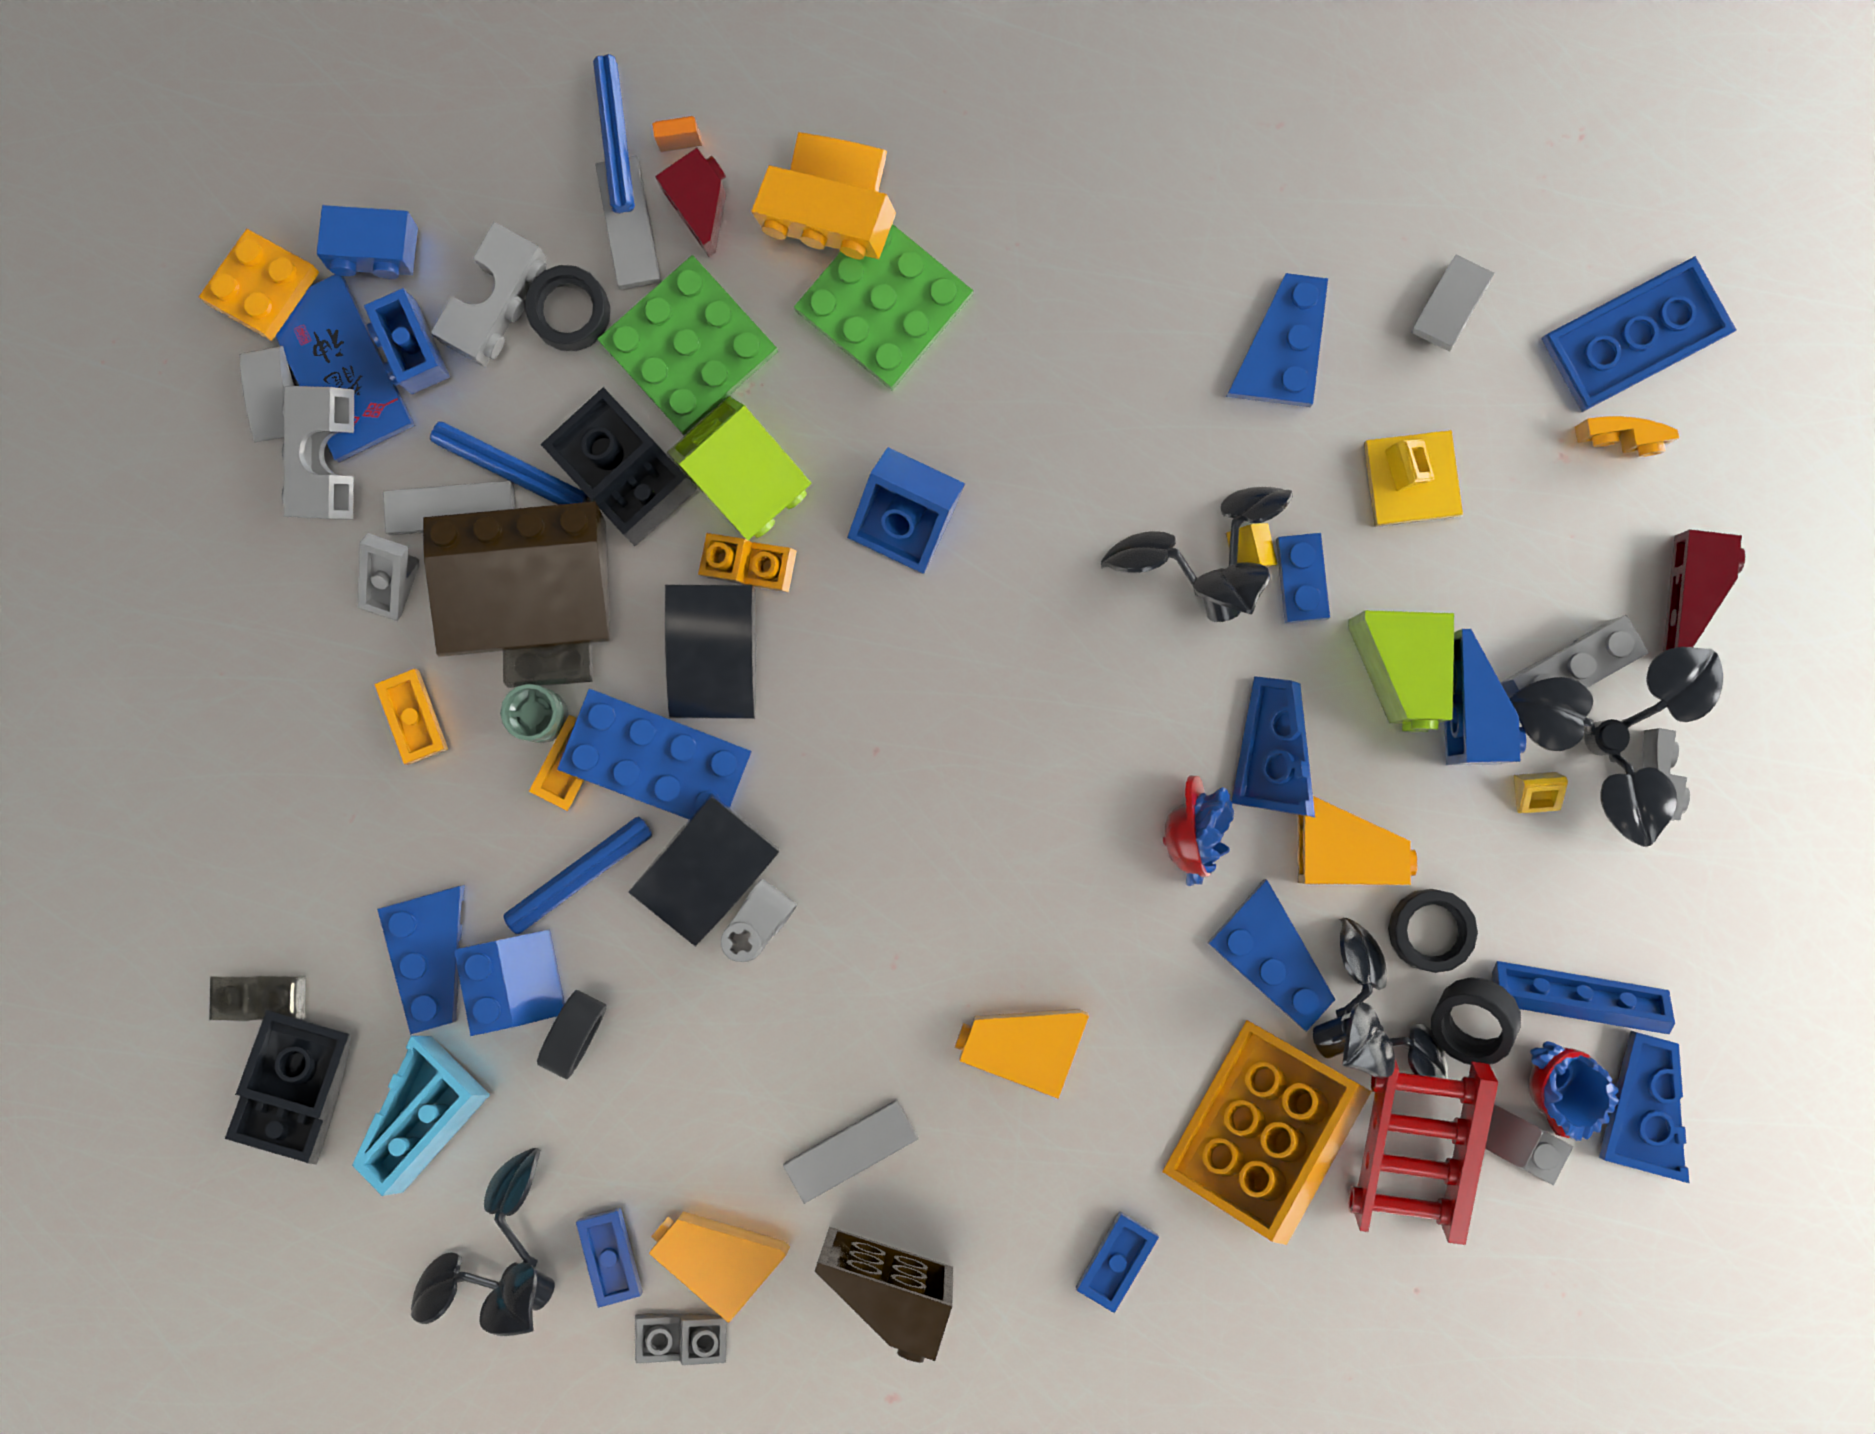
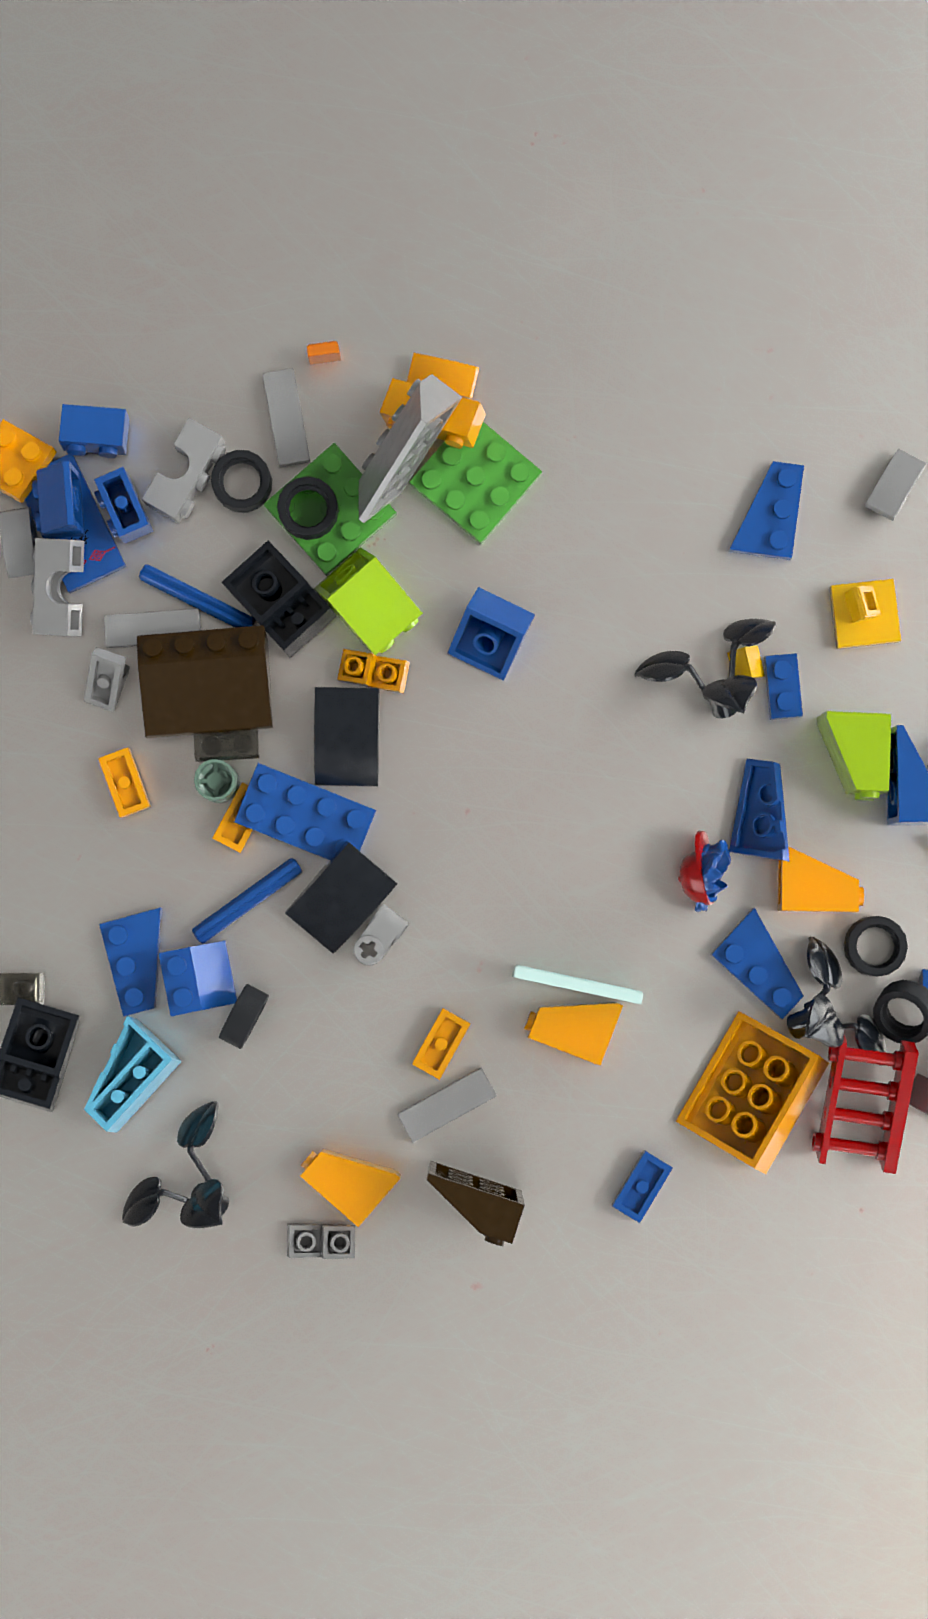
camera: 10 degrees left, 0 degrees up
(319, 336) = (59, 501): none -> blue slope
(609, 1257) = (269, 1181): blue plate -> none
(613, 134) = (276, 352): blue axle -> none
(637, 314) = (294, 488): none -> black tyre
(697, 195) = (338, 399): dark red slope -> none
(785, 252) = (405, 444): none -> light grey slope
(841, 1068) = (441, 1043): none -> light orange plate
(1026, 987) = (577, 984): none -> light aqua tile

